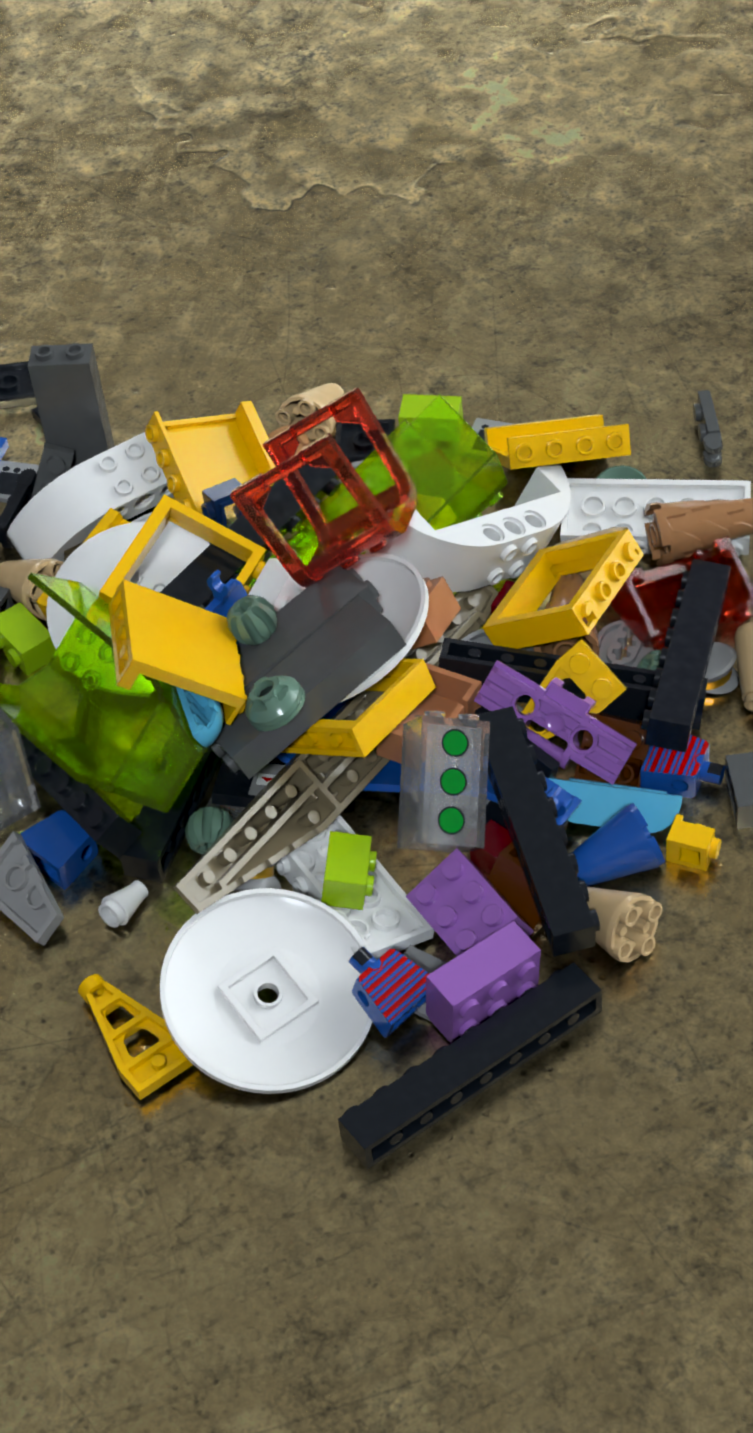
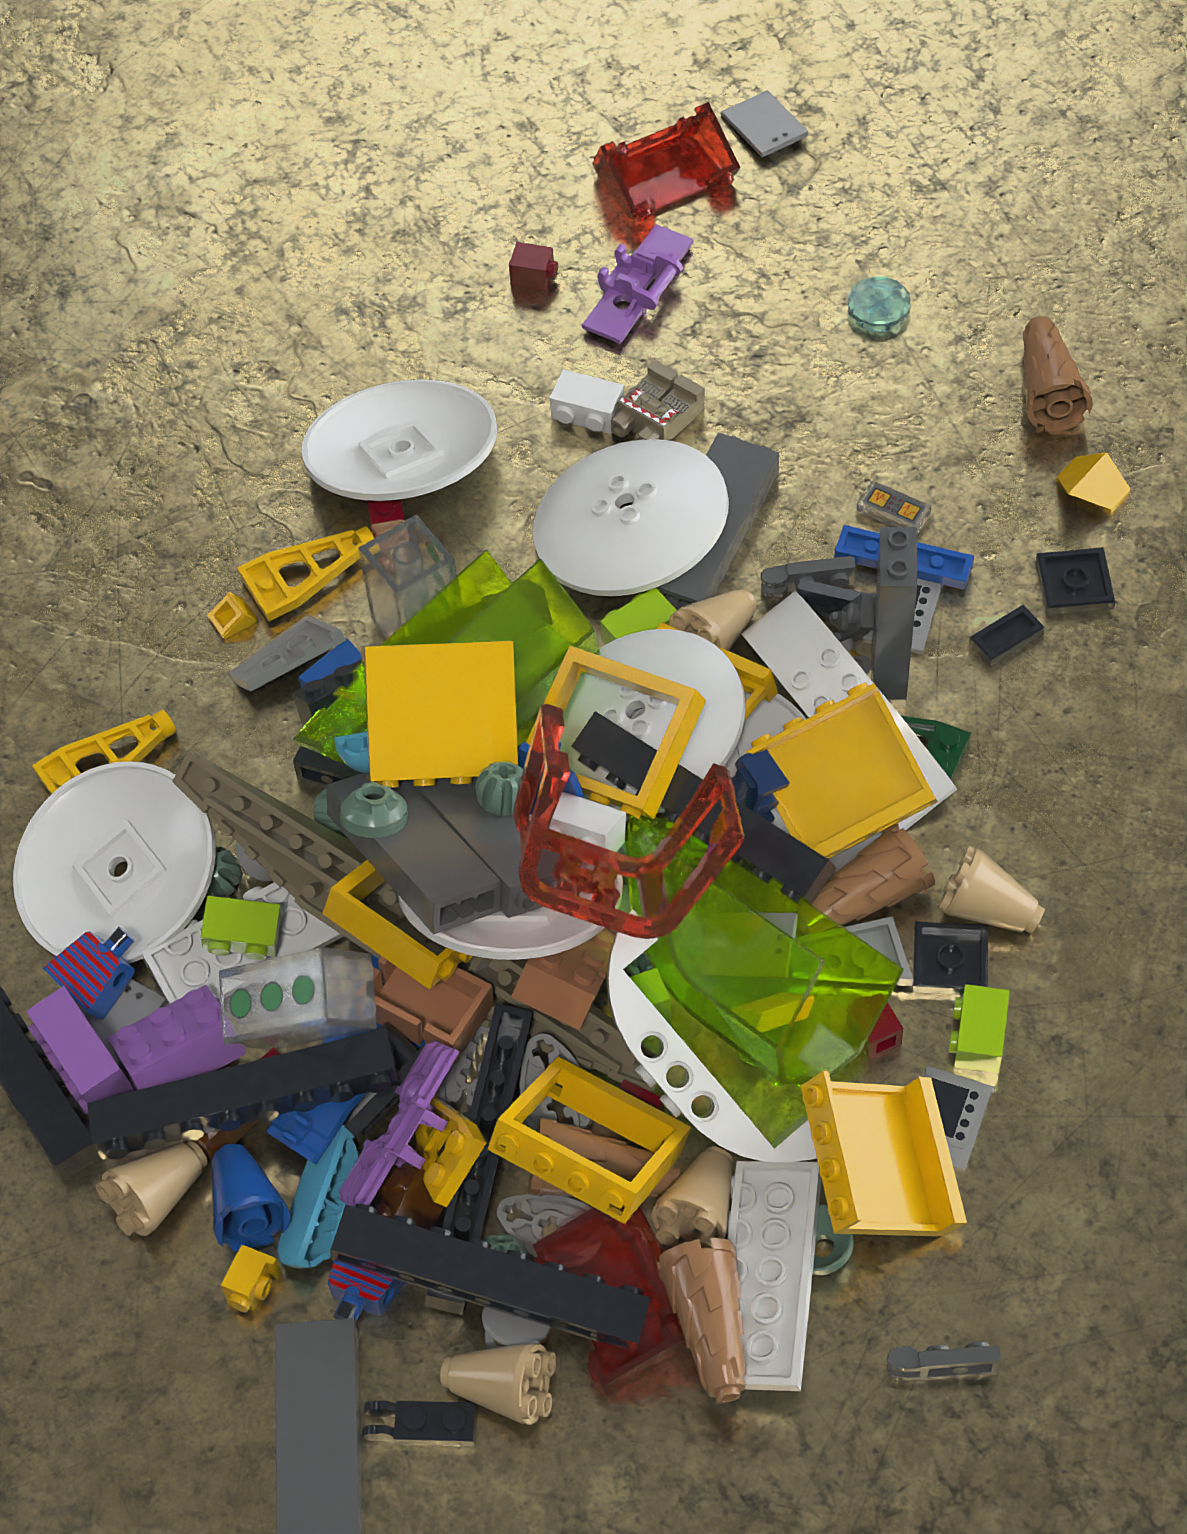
camera: 90 degrees right, 10 degrees up
(120, 906) = (262, 740): white cone -> none

